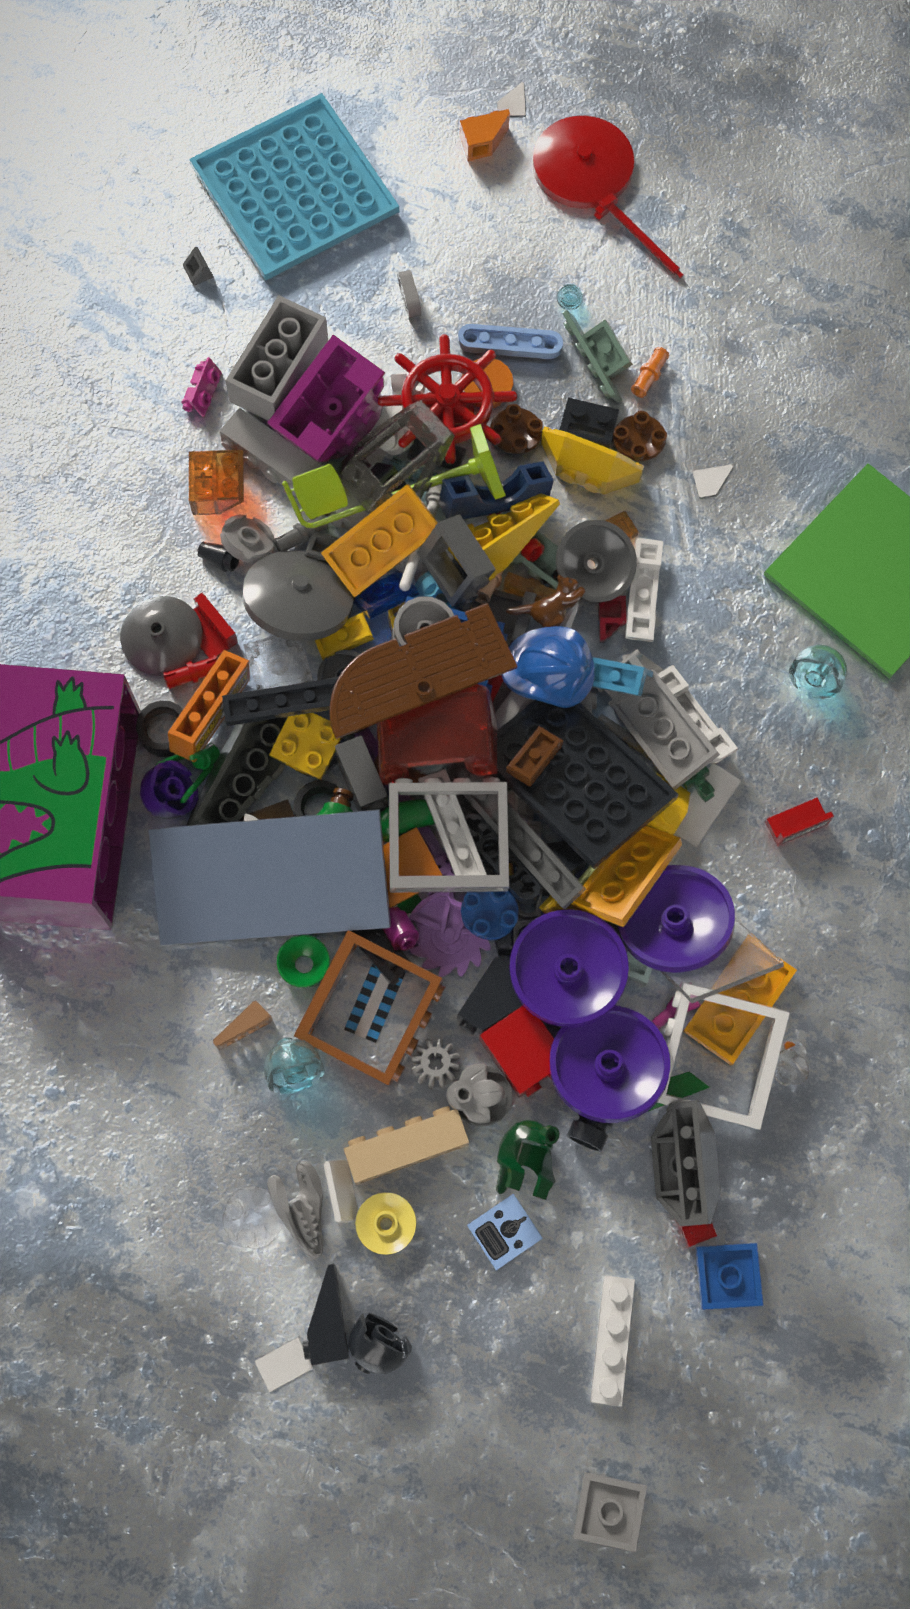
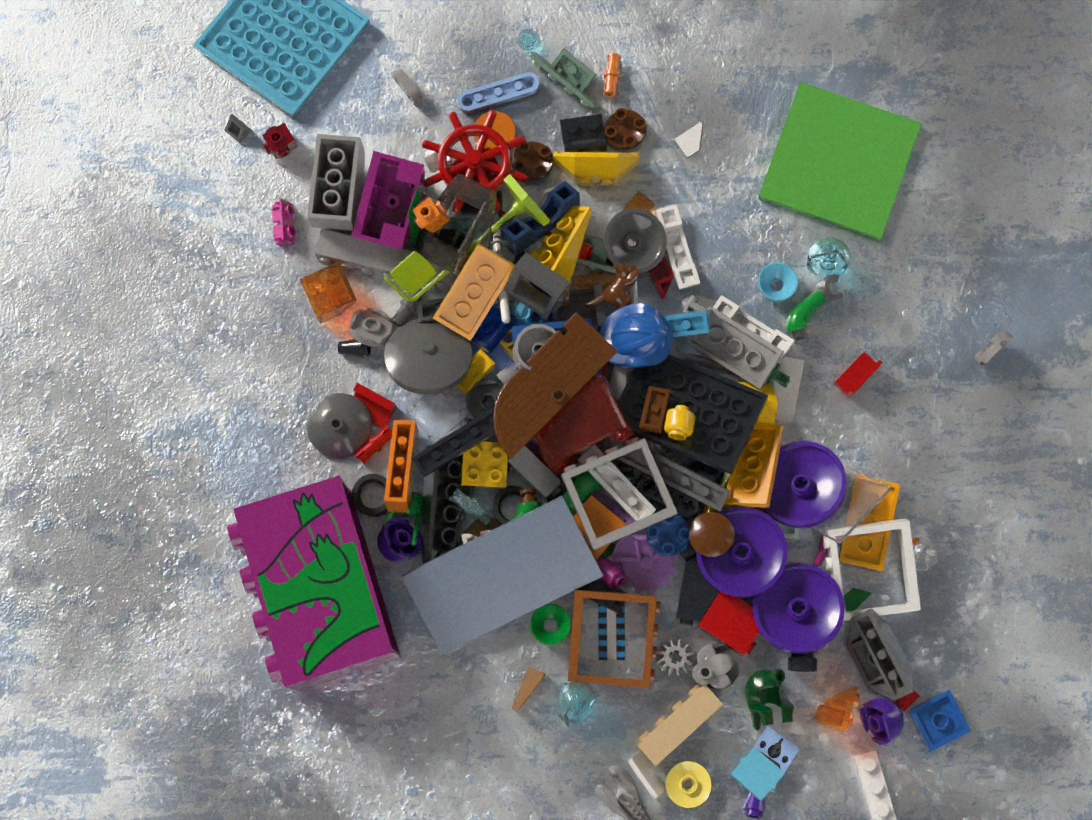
camera: 15 degrees left, 5 degrees up
(236, 296) = (279, 141): none -> dark red brick
(270, 785) = (471, 506): none -> clear light blue pin
(352, 420) = (415, 229): none -> green sticker
(367, 431) = (430, 214): none -> orange brick
(458, 1280) = (754, 807): none -> dark purple cone
(476, 1246) = (757, 774): none -> medium azure piece
(540, 931) = (711, 534): none -> reddish brown dish
(557, 782) = (679, 422): none -> yellow head
(603, 1207) = (836, 710): none -> clear orange slope
(658, 1244) = (883, 719): none -> dark purple cylinder
(752, 665) = (780, 272): none -> medium azure piece
(756, 725) = (800, 315): none -> piece

